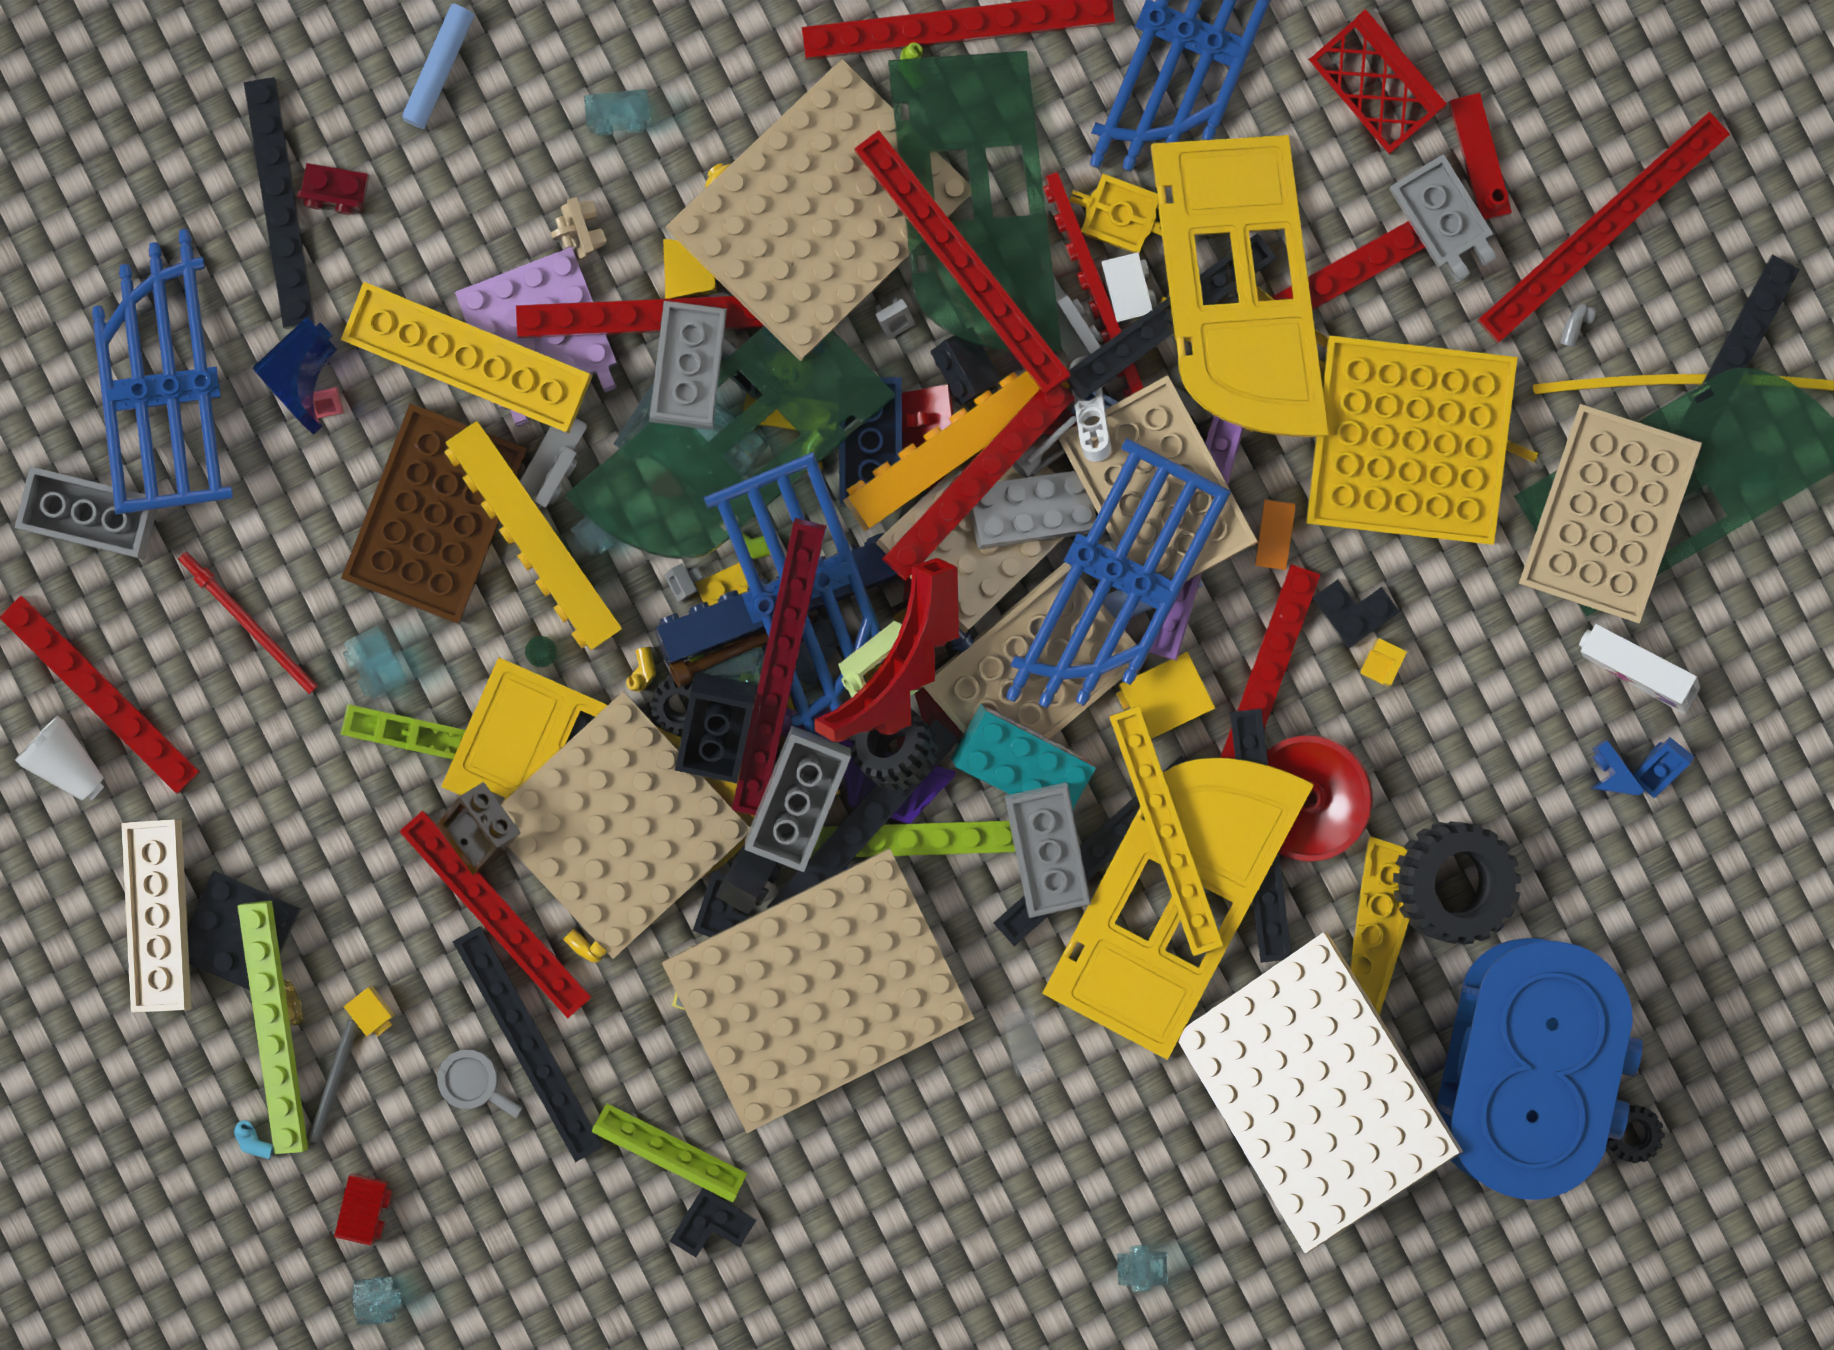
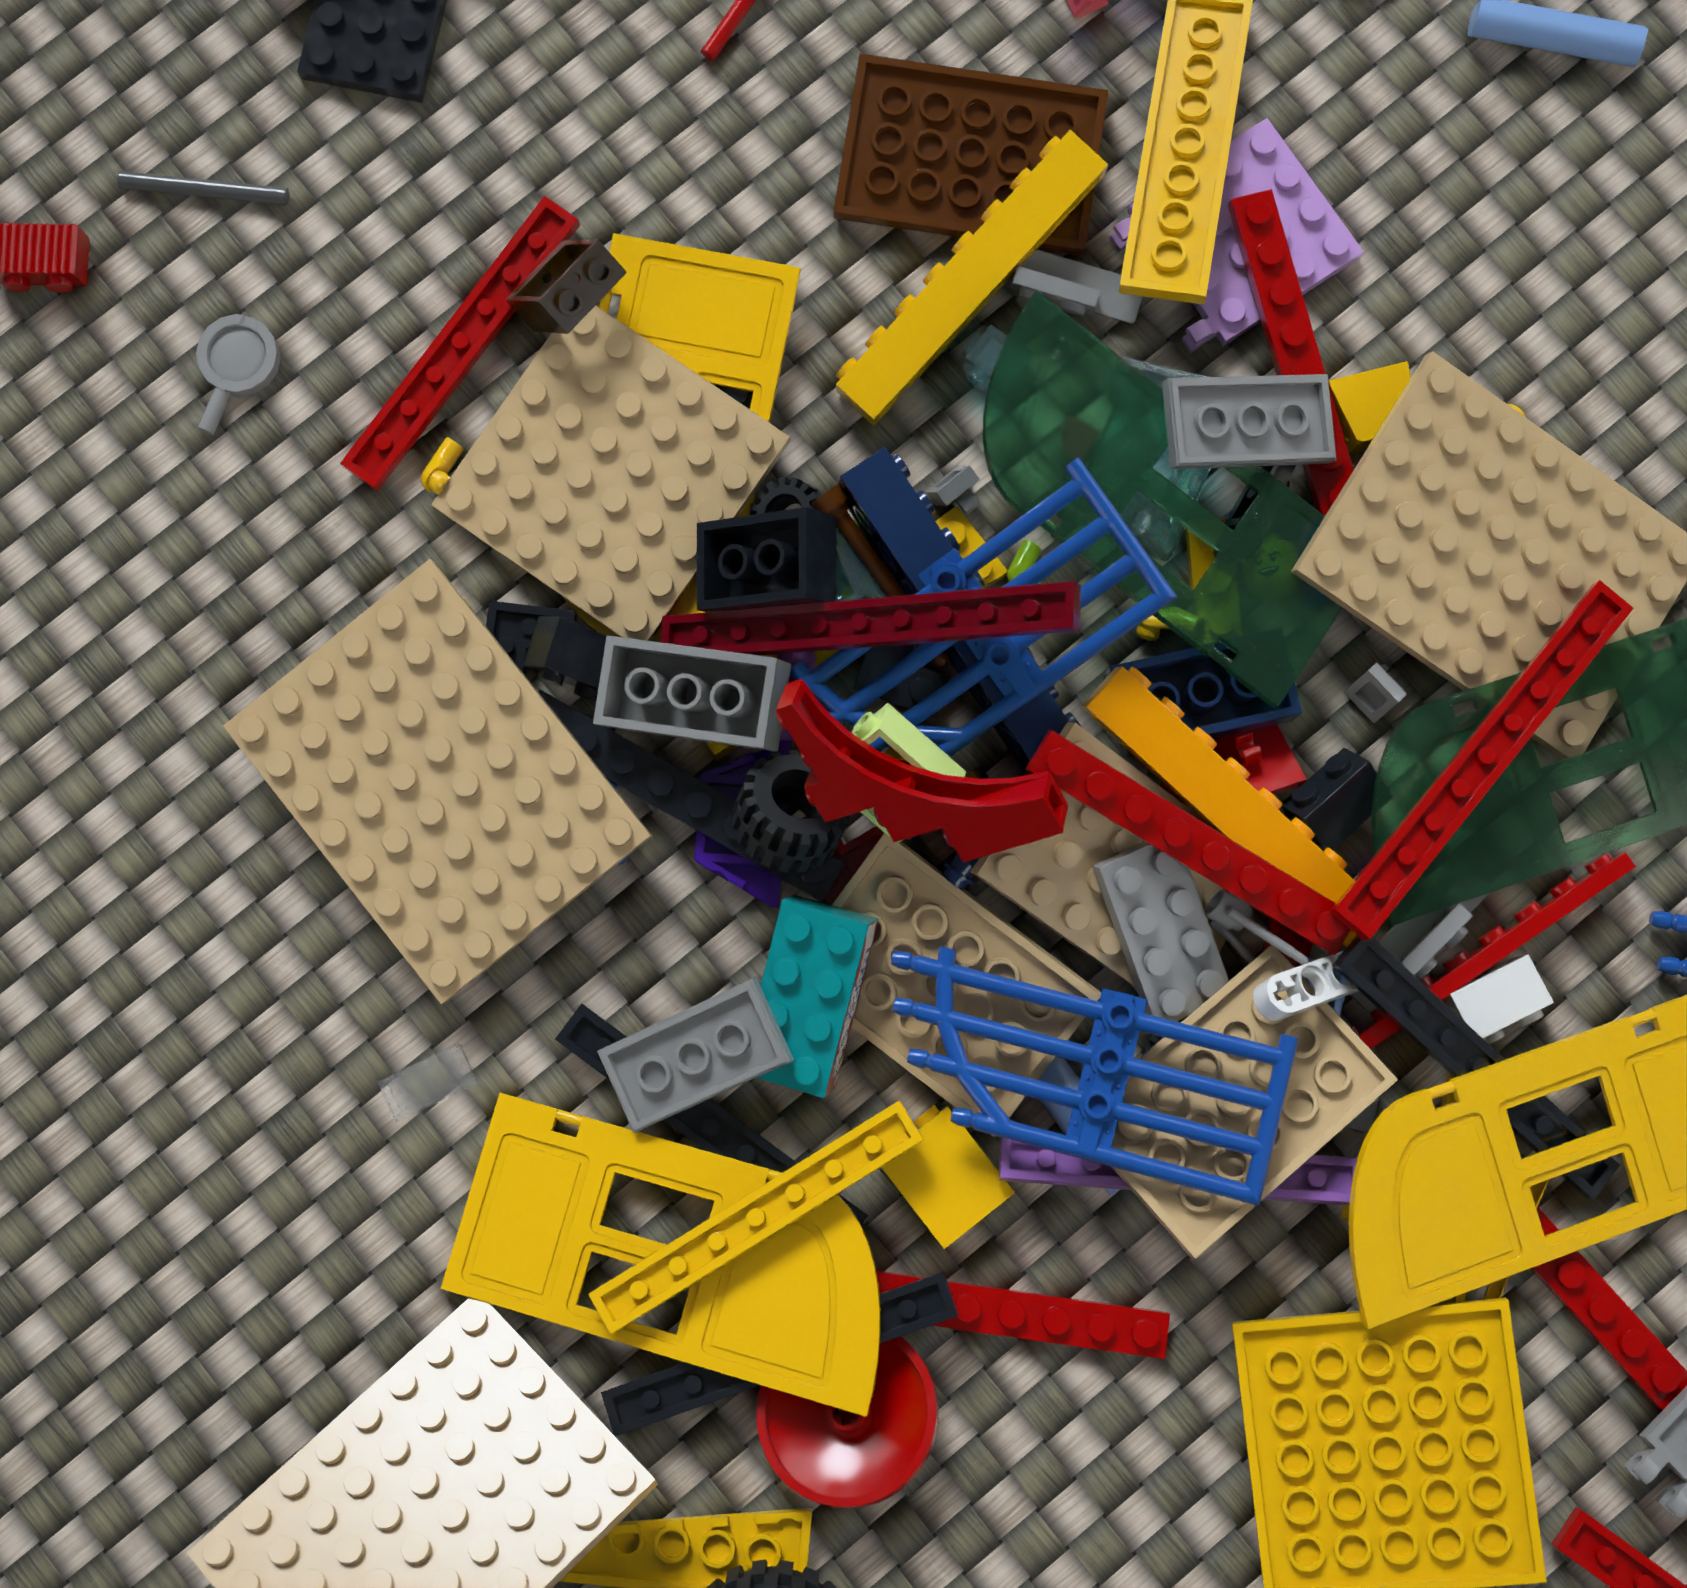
camera: 80 degrees right, 5 degrees down
(249, 1141) = (104, 100): medium azure arm -> none
(273, 1027) = (255, 90): lime plate -> none
(293, 1004) = (296, 113): clear yellow arm -> none
(370, 1012) = (300, 210): yellow brick -> none
(376, 663) = (758, 118): clear light blue brick -> none
(401, 731) = (676, 170): lime slope -> none
(528, 1043) = (296, 422): black plate -> none
(541, 651) = (820, 327): clear green plate -> none
(574, 231) = (1408, 248): tan hips -> none
(618, 112) = (1559, 270): clear light blue brick -> none
(645, 671) = (821, 467): yellow arm -> none
(669, 1152) = (186, 635): lime plate -> none
(711, 1214) = (113, 709): black plate -> none
(934, 839) = (679, 892): lime plate -> none
(1119, 213) = (1596, 966): yellow plate -> none
(1135, 1268) = (139, 1316): clear light blue brick -> none
(1275, 534) = (1205, 1281): orange slope -> none
(1354, 620) = (1110, 1417): black plate -> none
(1383, 662) = (1062, 1477): yellow panel -> none

